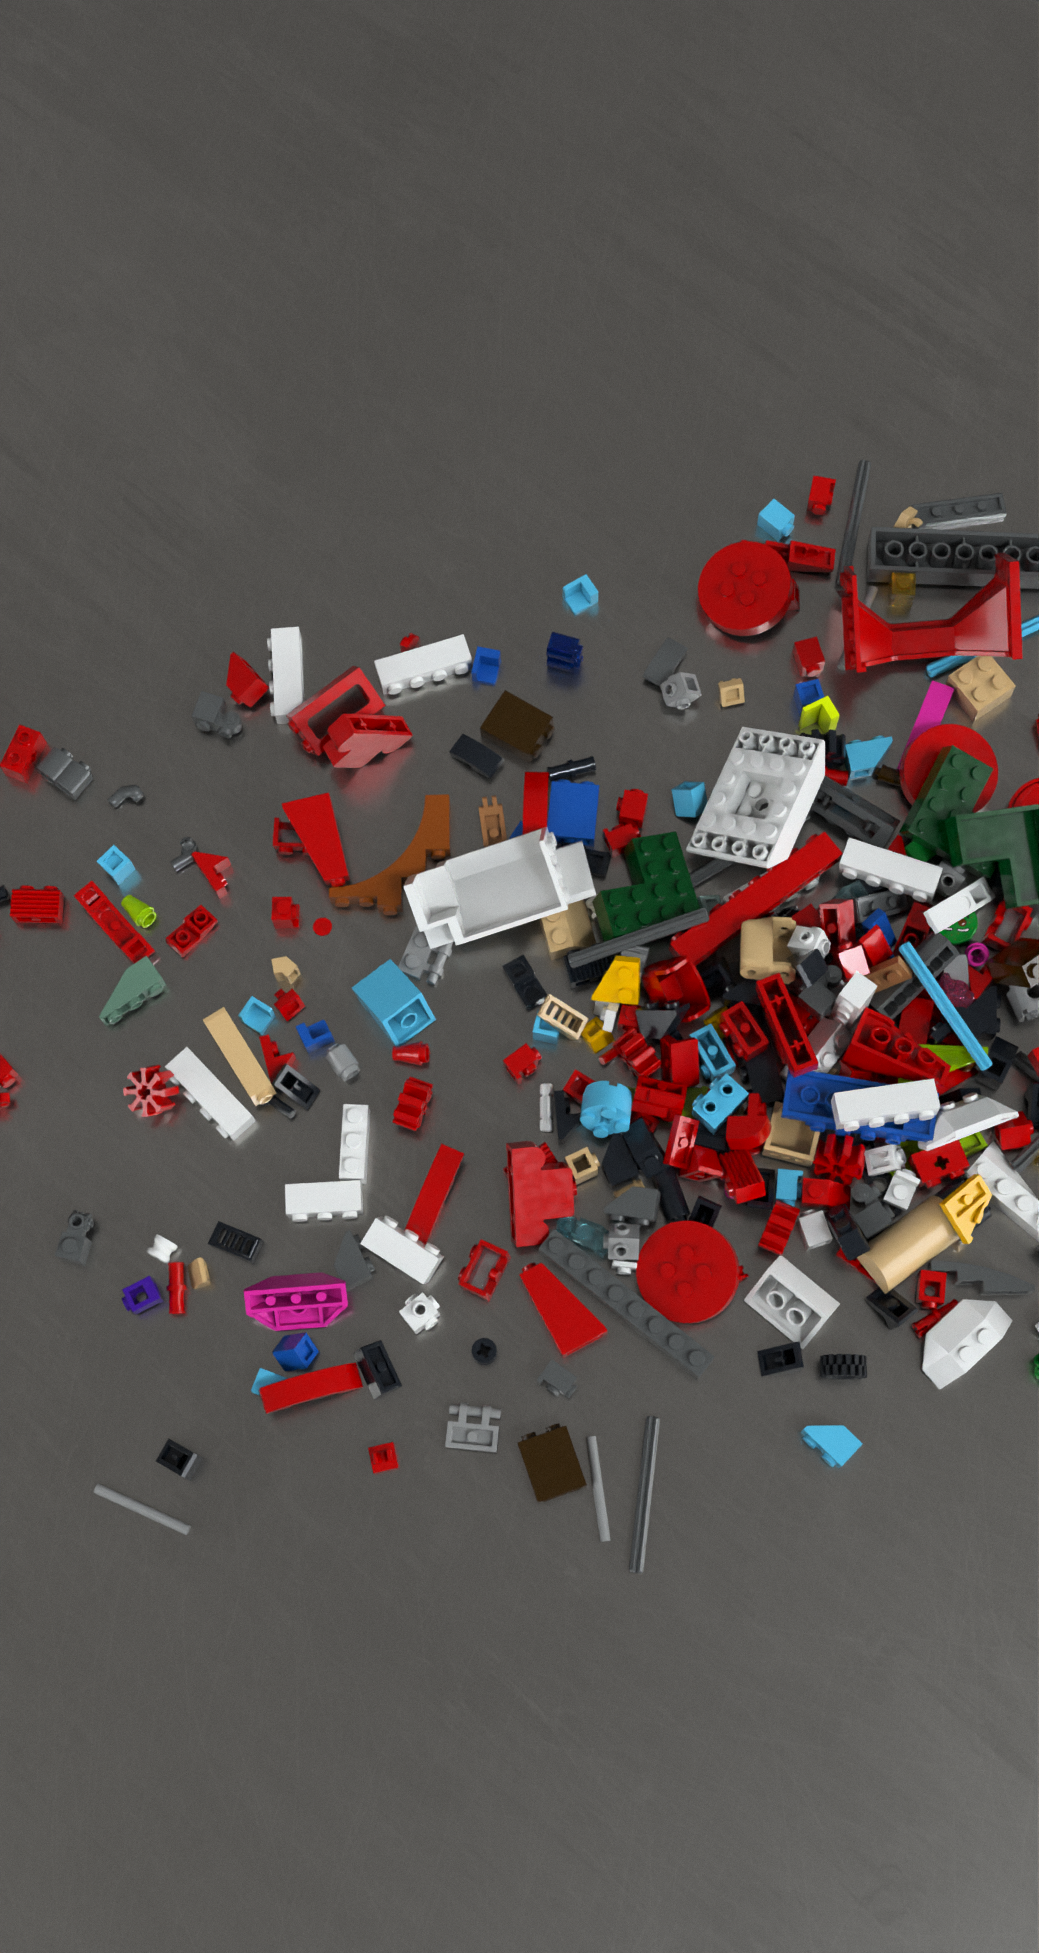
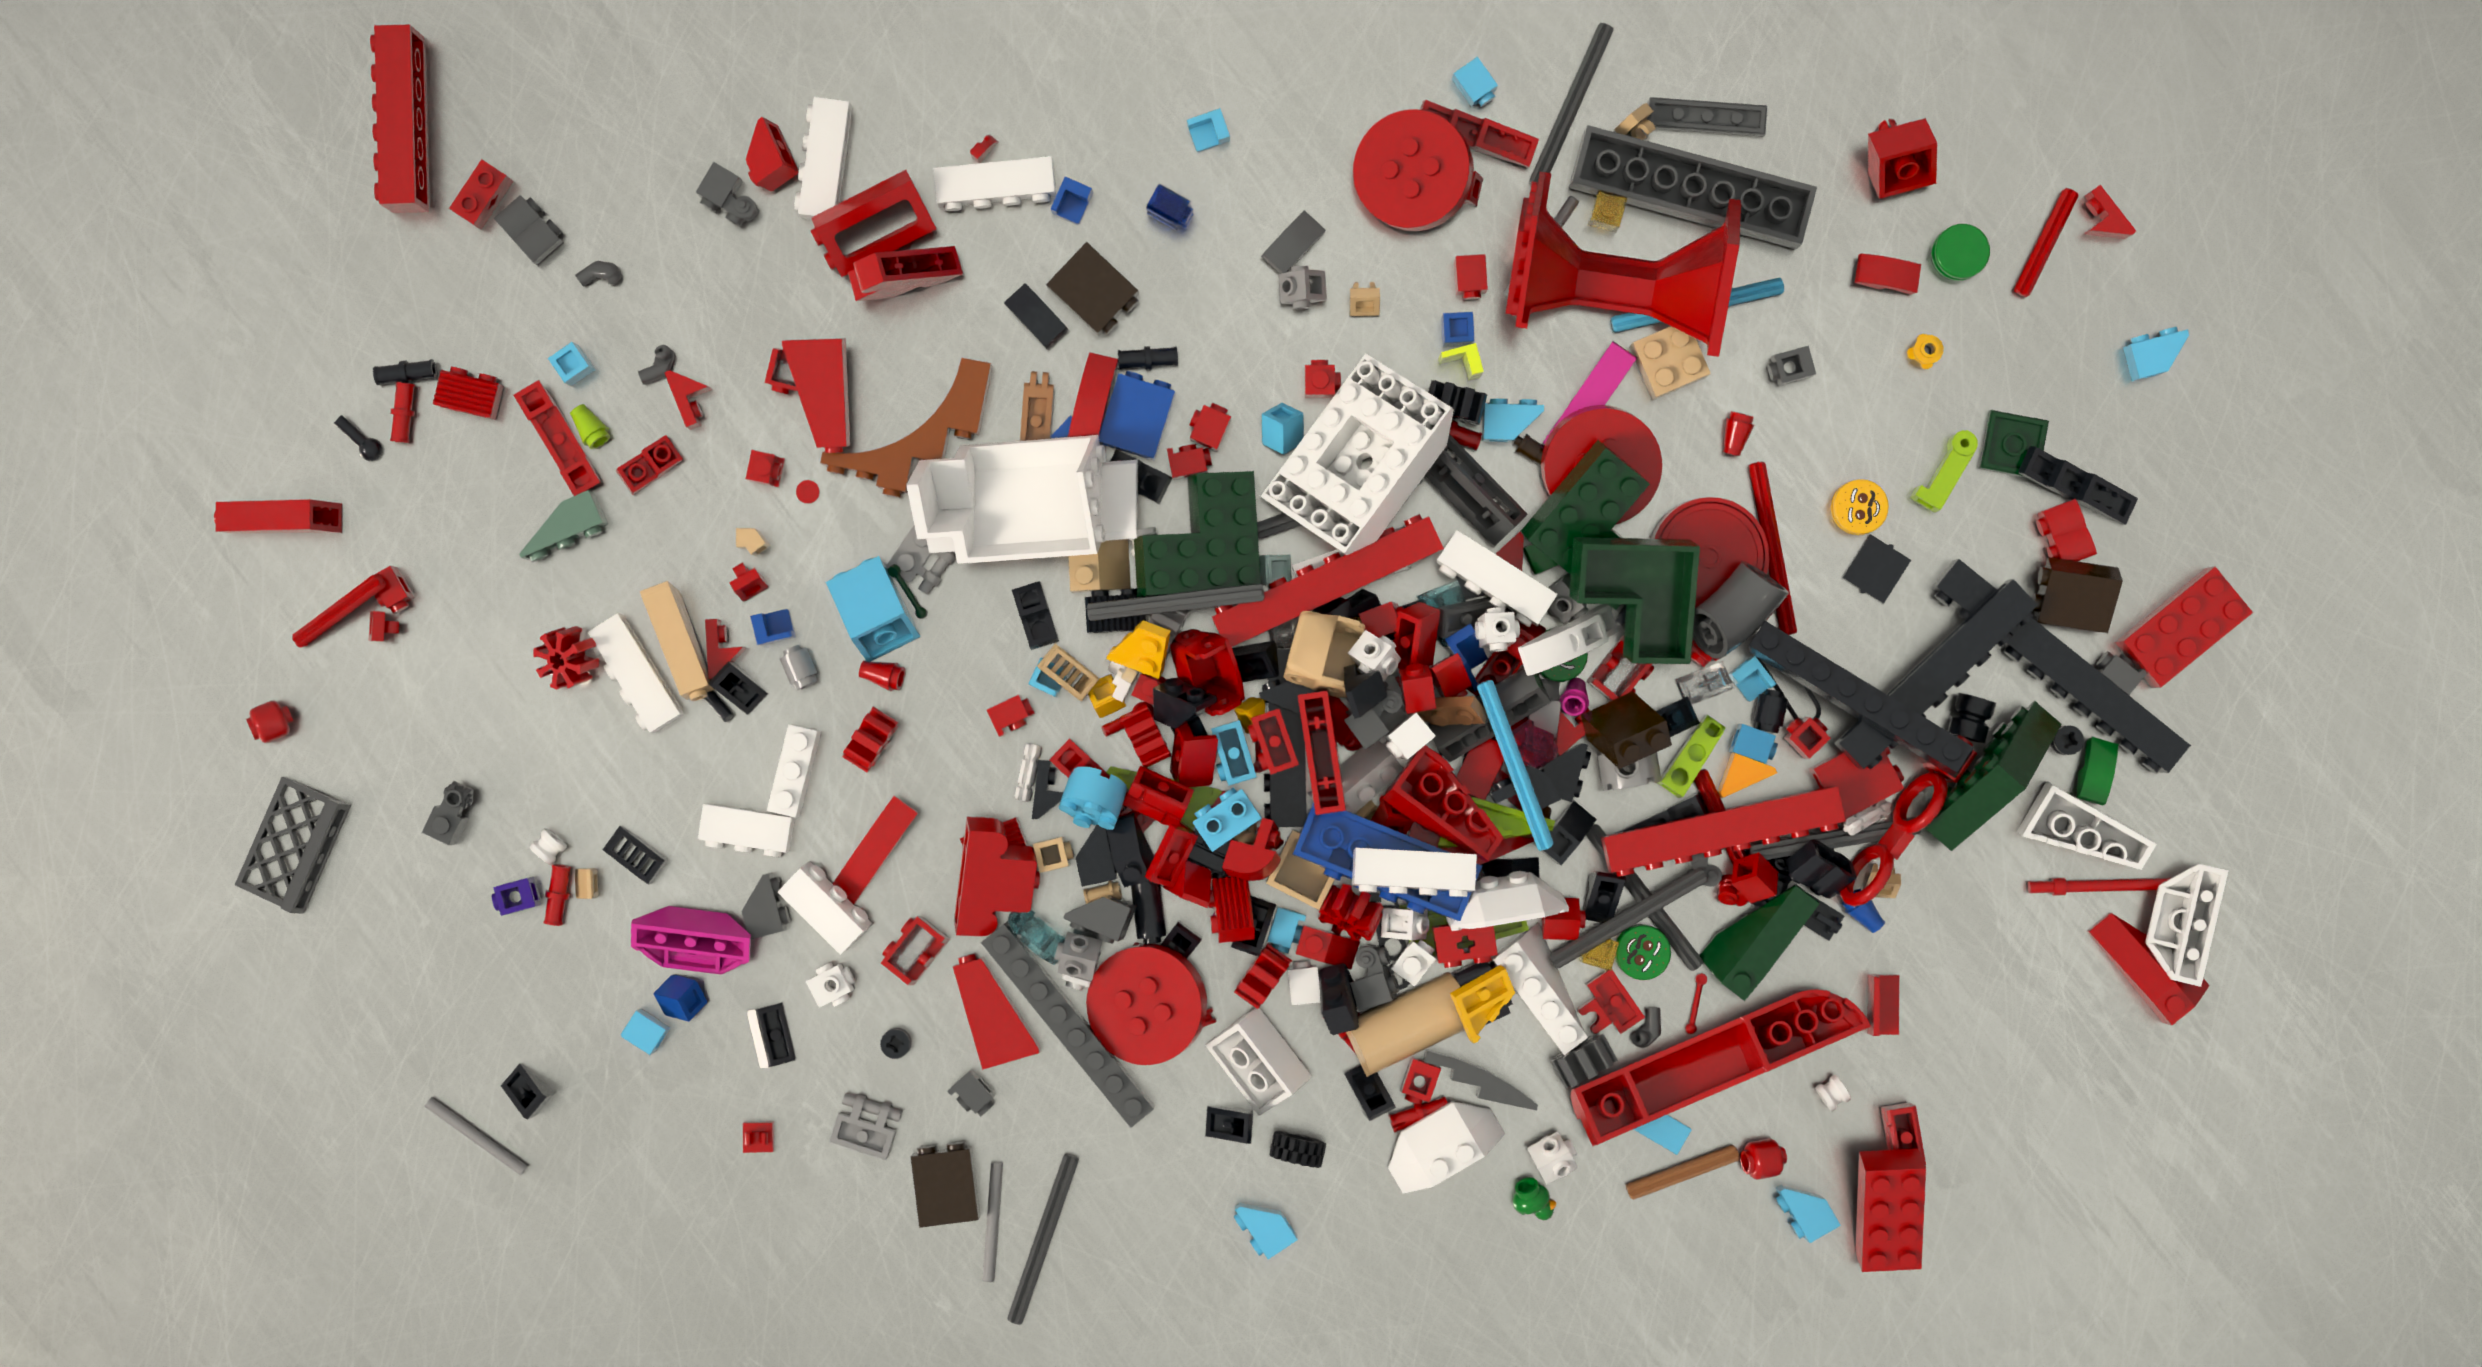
camera: 10 degrees right, 15 degrees up
(256, 1015) = (708, 589): medium azure panel -> none
(310, 1387) = (689, 1045): red slope -> none
(406, 970) = (894, 571): none -> dark green hinge
(711, 756) = (1321, 379): none -> red brick
(820, 494) = (1538, 61): red brick -> none
(901, 905) = (1489, 636): none -> white brick

